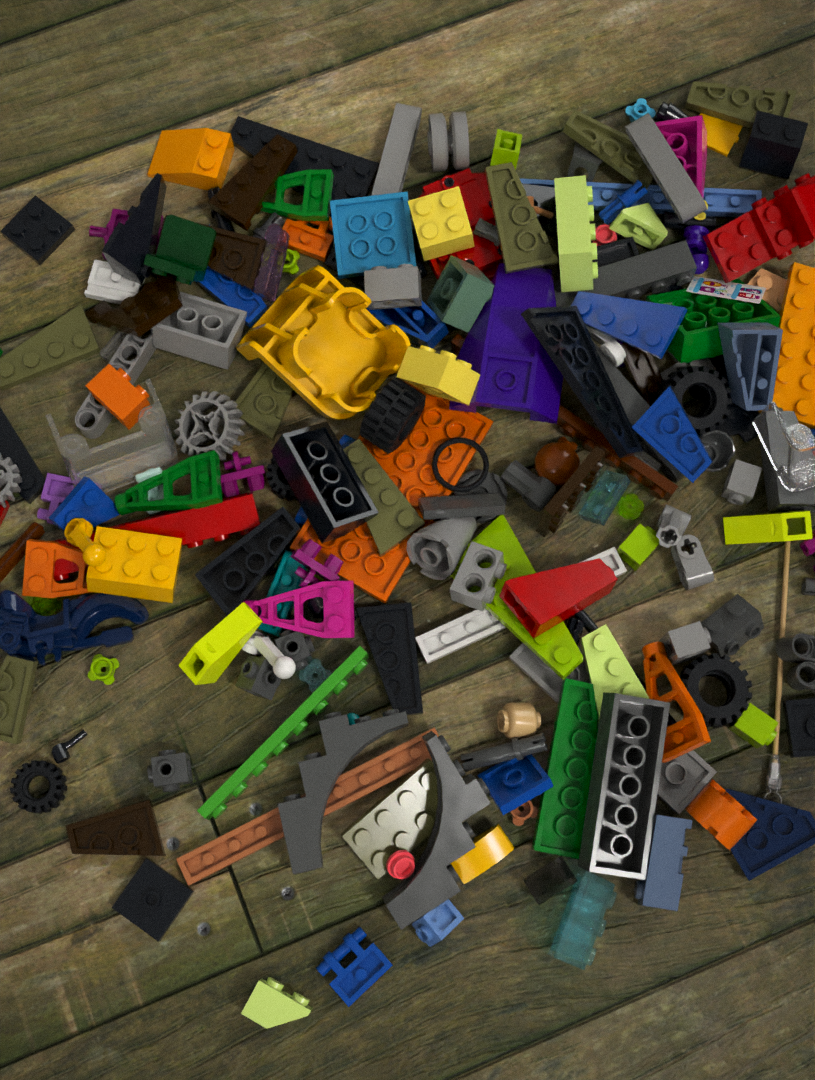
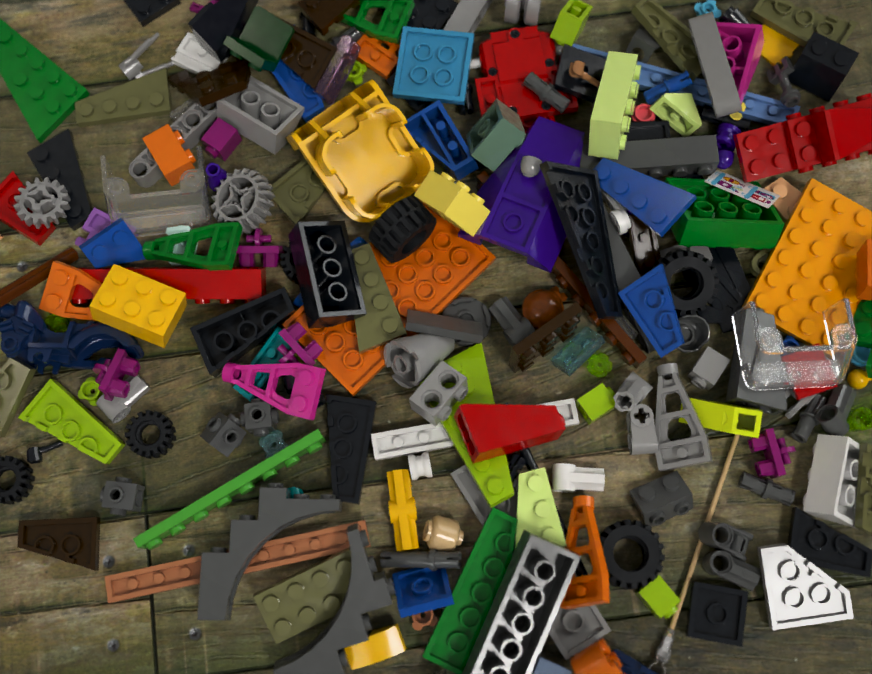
camera: 20 degrees right, 0 degrees up
(43, 311) = (132, 67): none -> light grey plant
(78, 534) = (98, 266): yellow piece -> none
(86, 706) = (66, 418): none -> lime wing
(124, 644) = (112, 373): none -> magenta hips
(135, 674) = (120, 407): none -> light grey piece
(153, 899) = (76, 606): black plate -> none
(163, 703) = (139, 424): none -> black tyre
(165, 367) = (221, 139): none -> magenta brick
(171, 405) = (214, 175): none -> dark purple cone
(220, 646) = (194, 397): neon yellow slope -> none
(258, 644) = (230, 403): white piece -> none
(393, 287) = (435, 115): light grey brick -> none
(400, 864) = (298, 637): coral plate -> none
(441, 223) = (495, 68): light yellow brick -> none
(457, 488) = (455, 266): black tyre -> none
(470, 707) = (402, 510): none -> yellow piece
(475, 657) = (420, 466): none -> white wheel
(509, 317) = (530, 166): none -> light grey hinge
(518, 229) = (563, 92): olive wing -> none
(633, 630) = (570, 478): none -> white piece
(686, 642) = (614, 504): light grey brick -> none
(739, 573) = (681, 452): none -> light grey plate
(749, 182) = (790, 96): none -> dark grey hinge
(751, 362) = (745, 259): sand blue wedge -> none

